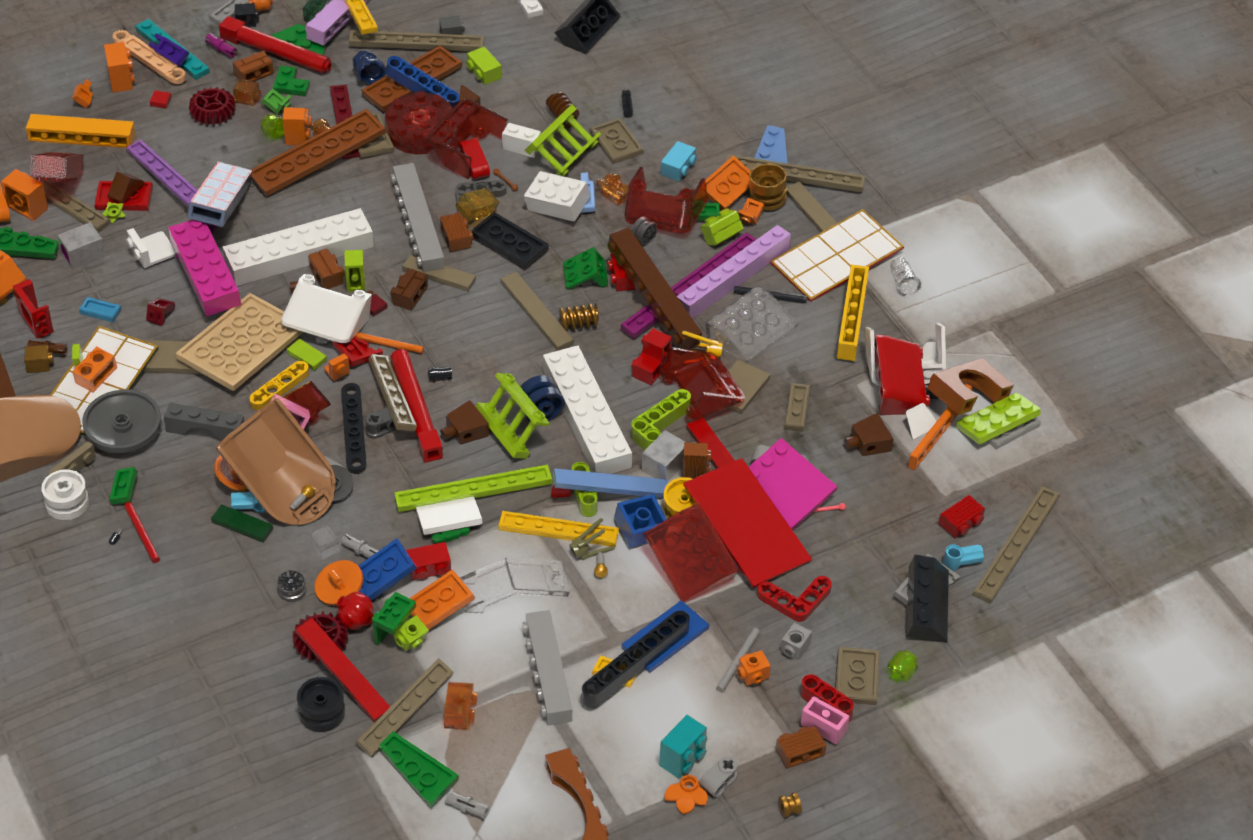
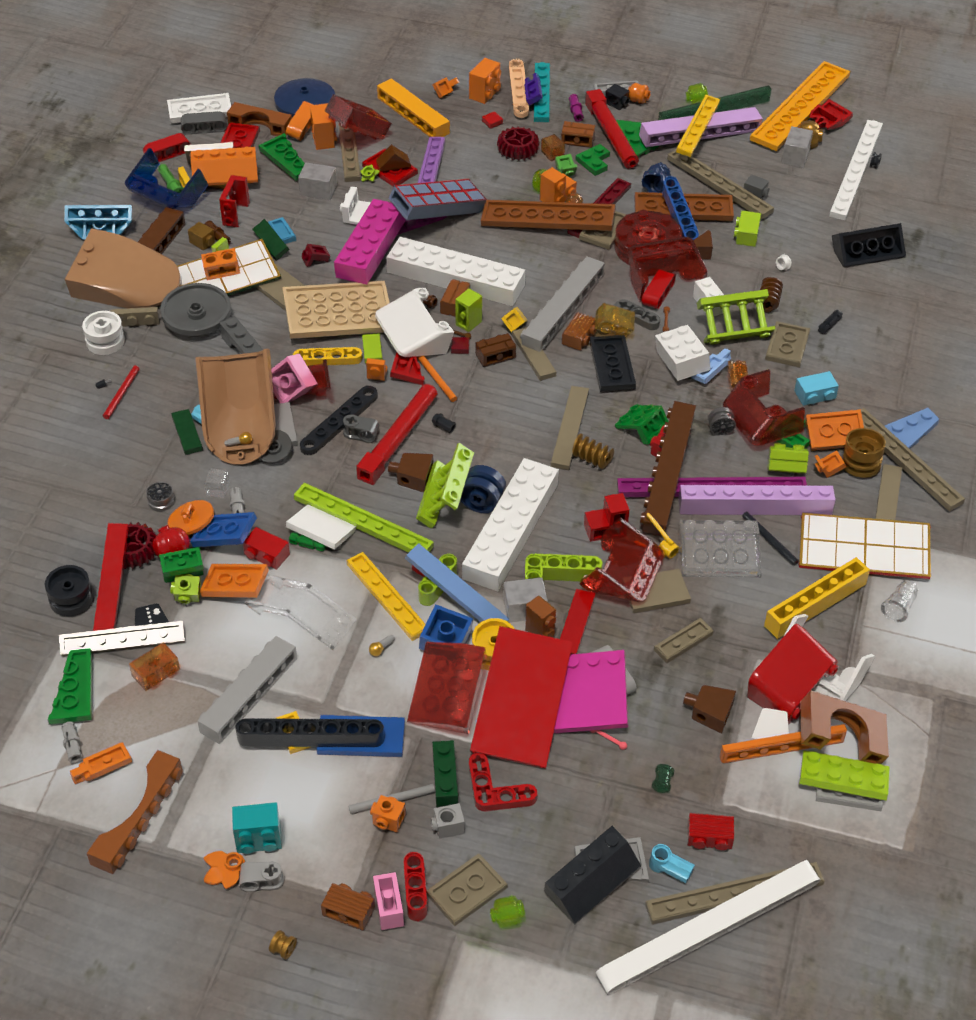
camera: 45 degrees right, 0 degrees up
(92, 319) = (271, 239): none -> dark green tile
(123, 485) = (146, 352): green plate -> none
(392, 392) = (388, 412): dark tan tile -> none
(393, 255) = (514, 319): none -> yellow panel
(401, 678) = (150, 615): none -> black sticker
(510, 799) = (101, 763): none -> orange hinge
(541, 81) = (783, 262): none -> white plate
(580, 547) = (382, 619): olive plant -> none
(758, 614) = (445, 773): none -> dark green brick
(894, 506) = (663, 776): none -> clear green bush
(1030, 576) = (707, 927): none -> white beam

